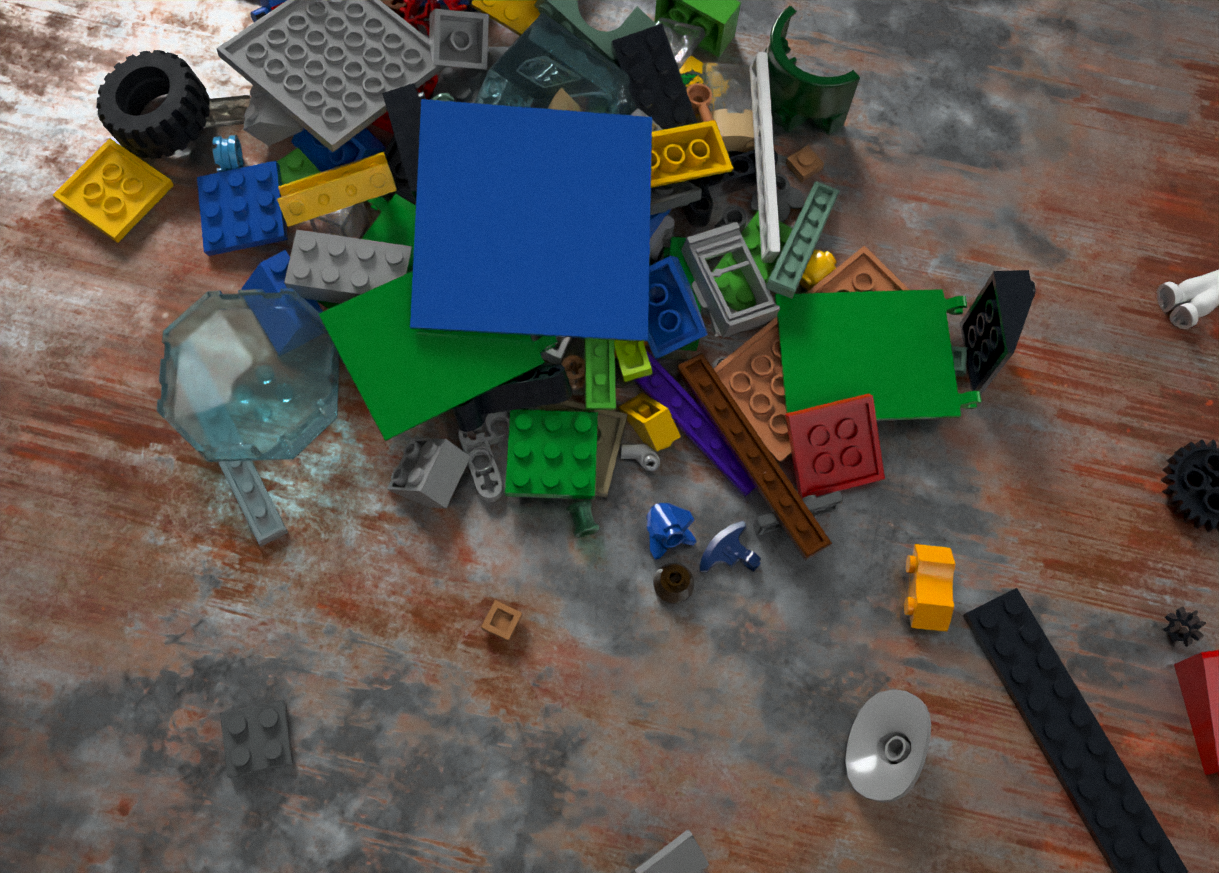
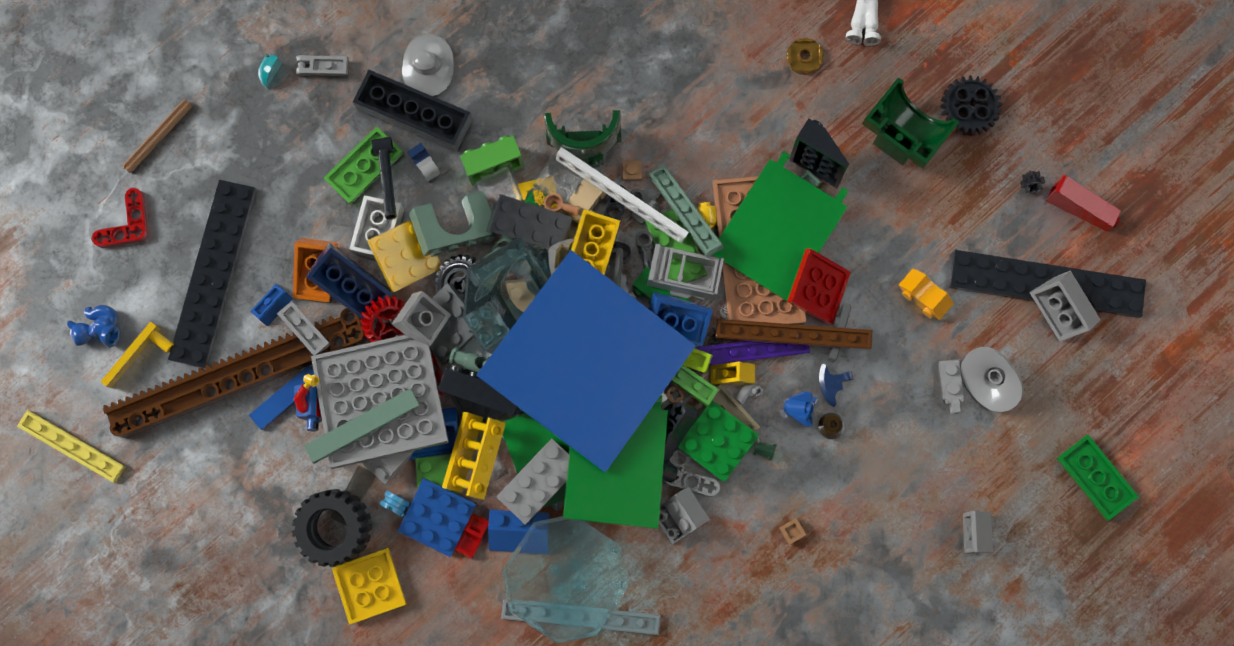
camera: 45 degrees left, 10 degrees up
(242, 262) = (472, 536): none -> red slope
(288, 50) = (361, 426): none -> sand green tile
(842, 700) = (951, 384): none -> light grey hinge
(1062, 778) = (1065, 306): none -> light grey slope
(1090, 272) = (802, 66): none -> pearl gold tile
(1111, 415) = (904, 129): none -> dark green piece

